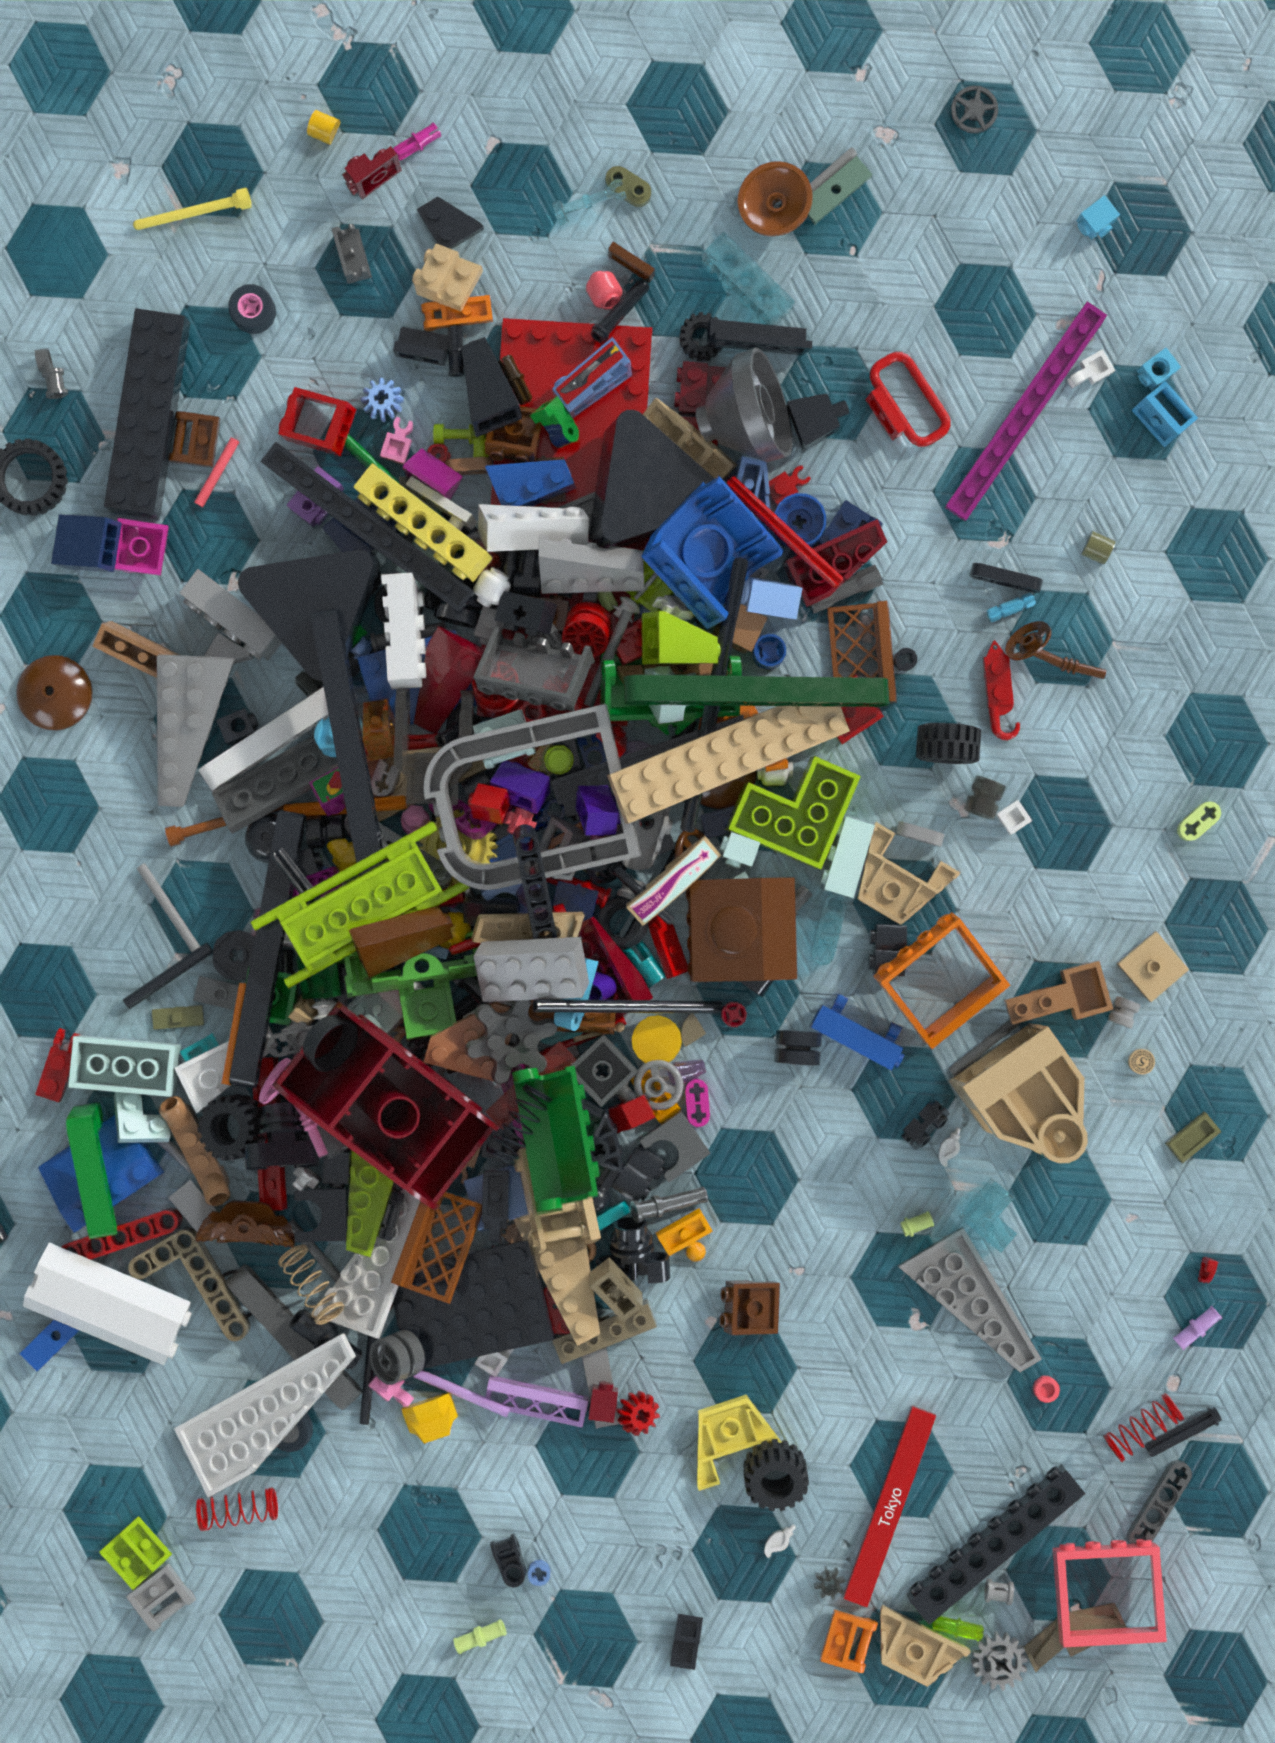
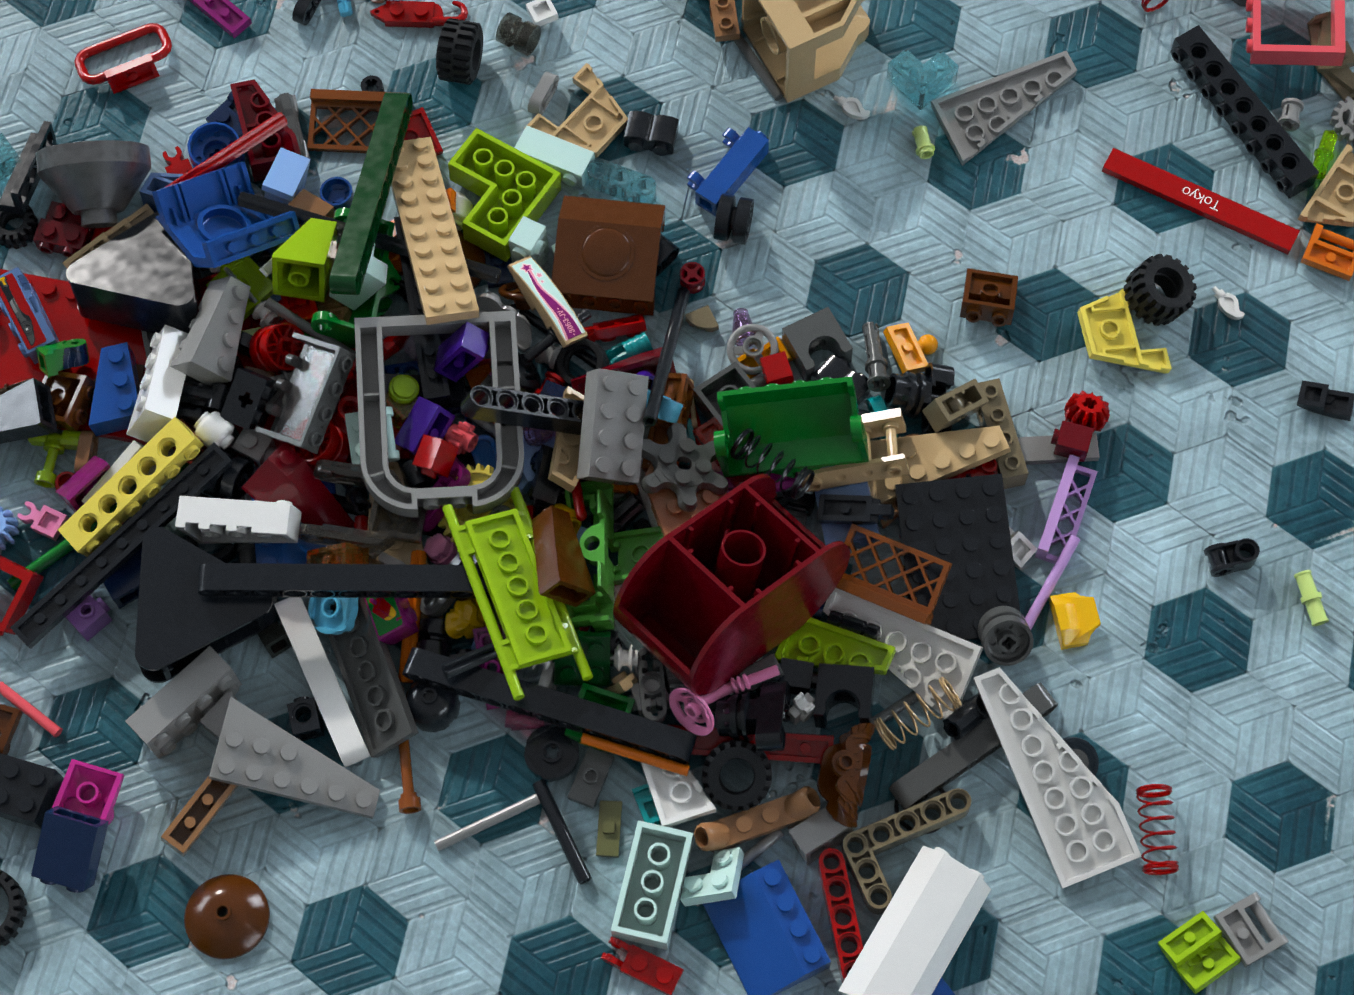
camera: 75 degrees left, 20 degrees down
(82, 1130) = (760, 922): green beam -> none
(339, 1052) = (655, 618): black tyre -> none
(367, 1391) = (1029, 678): black bar -> none
(387, 1391) = (1041, 654): bright pink plate -> none
(544, 1567) = (1252, 526): medium blue bush -> none
(656, 1039) = (706, 352): yellow tile -> none
(704, 1103) = (775, 319): dark pink beam -> none
(815, 418) = (119, 125): black torso -> none
(831, 1589) = (1266, 260): clear smoke gear -> none
(920, 1132) = (820, 116): black hinge -> none
(963, 1009) = (714, 68): orange window -> none
(1046, 1389) = (1096, 54): coral tile -> none

